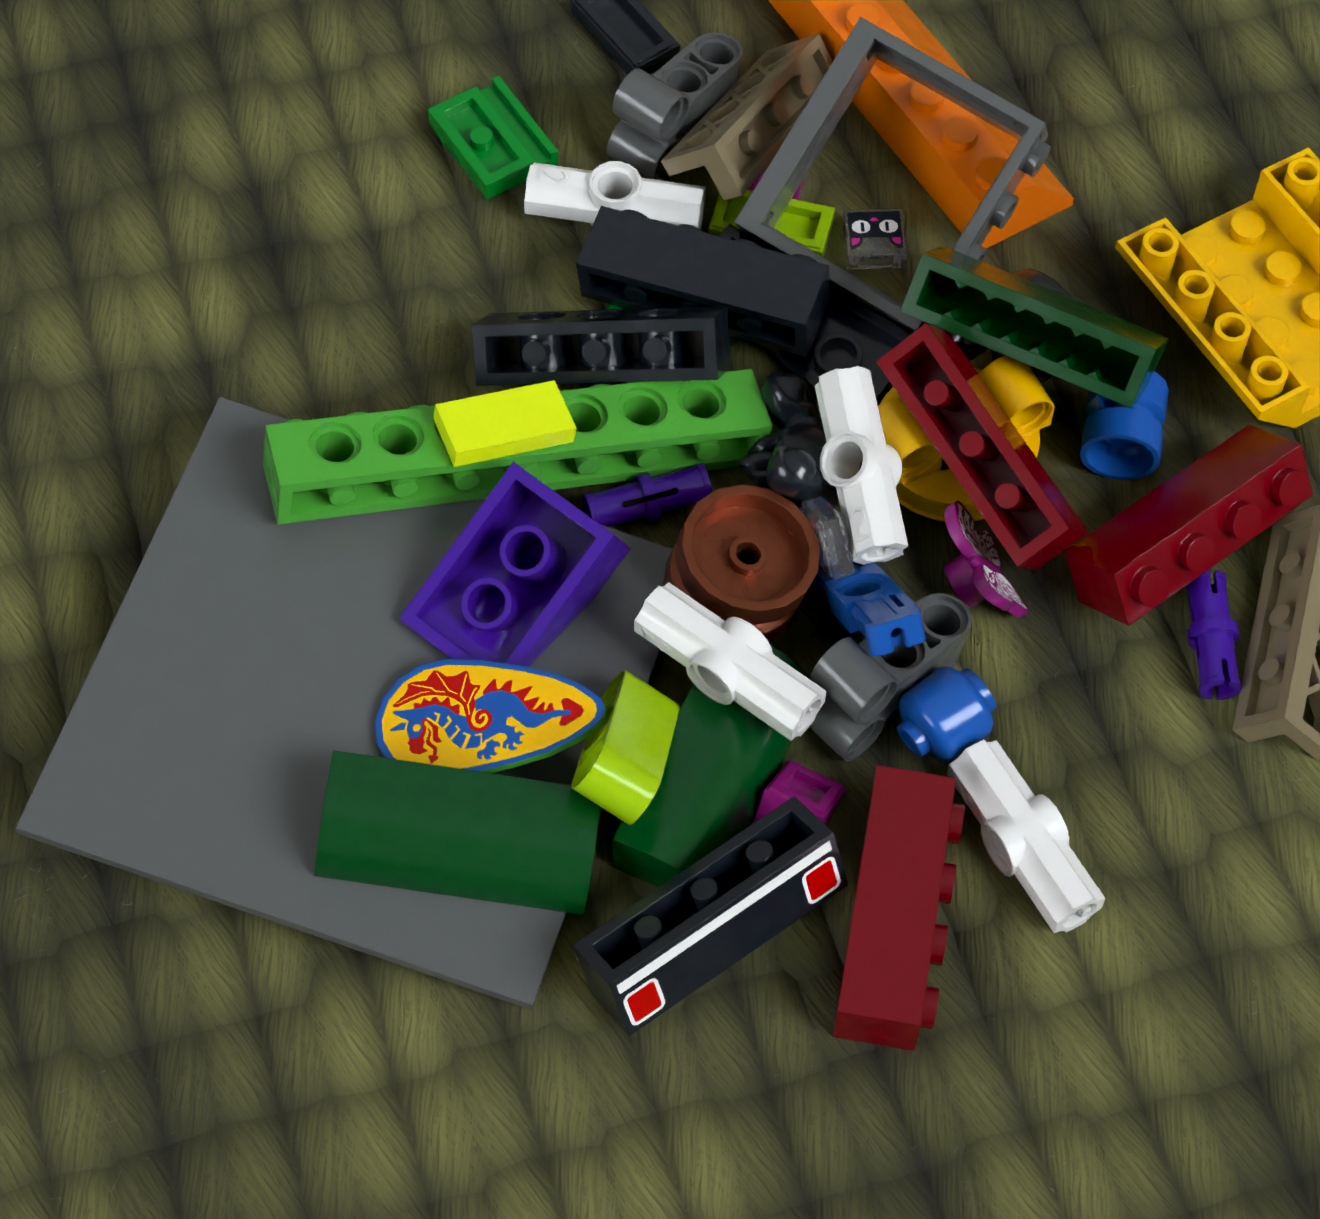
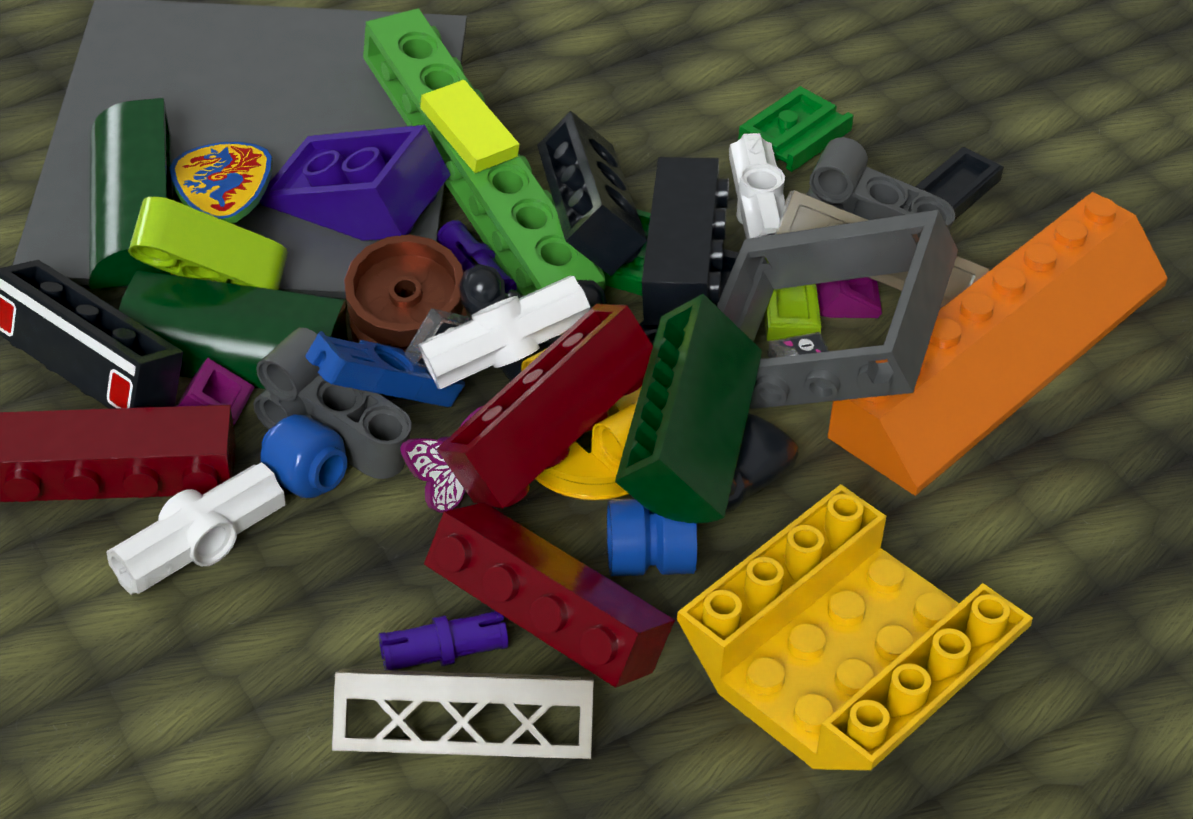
camera: 75 degrees right, 15 degrees down
(729, 661) = (295, 290): white piece -> none

